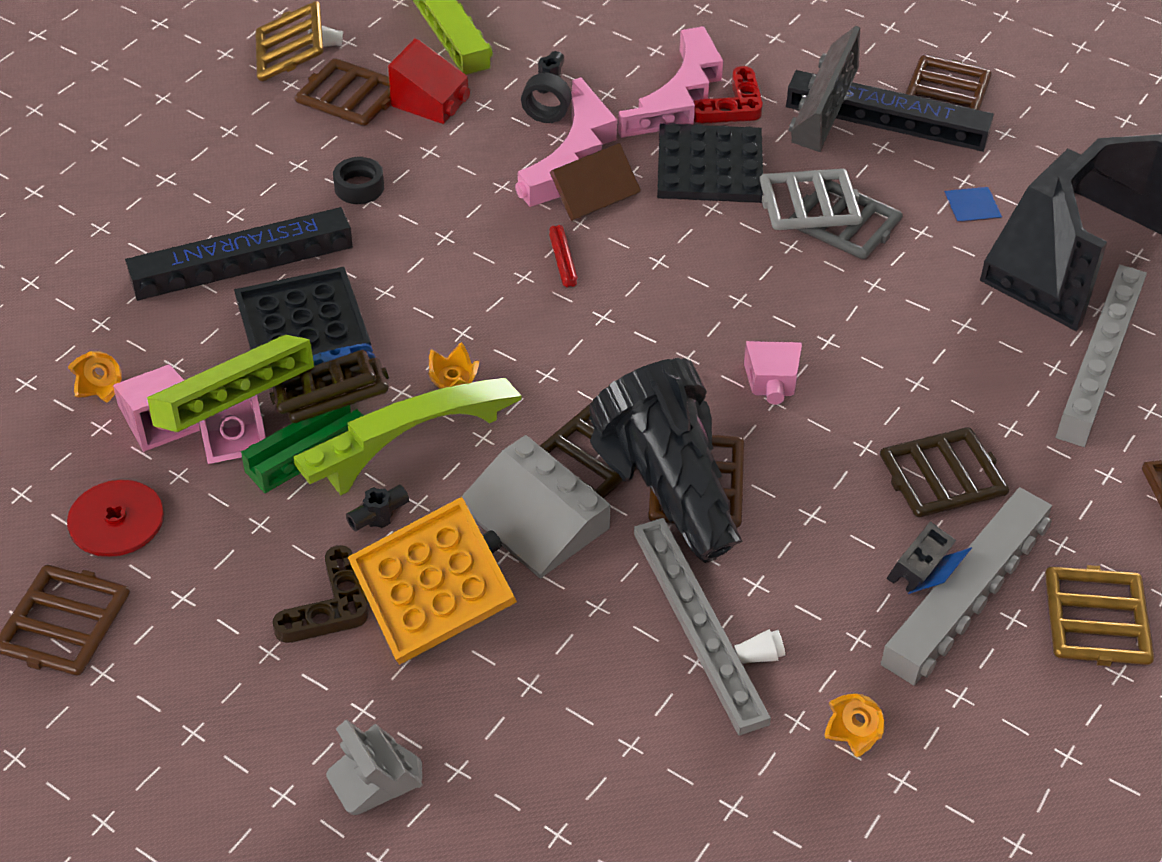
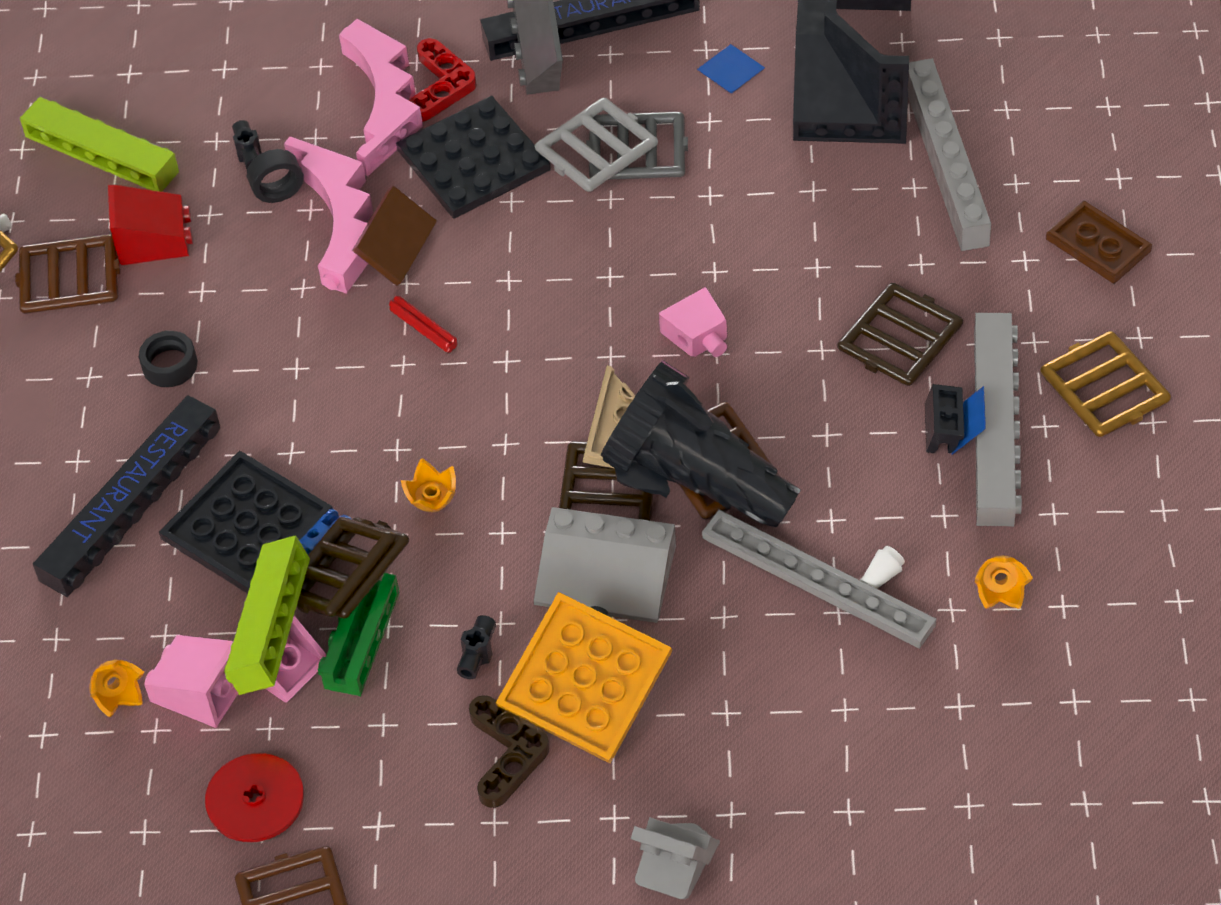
camera: 30 degrees left, 5 degrees up
(348, 453) = (417, 615): lime slope -> none

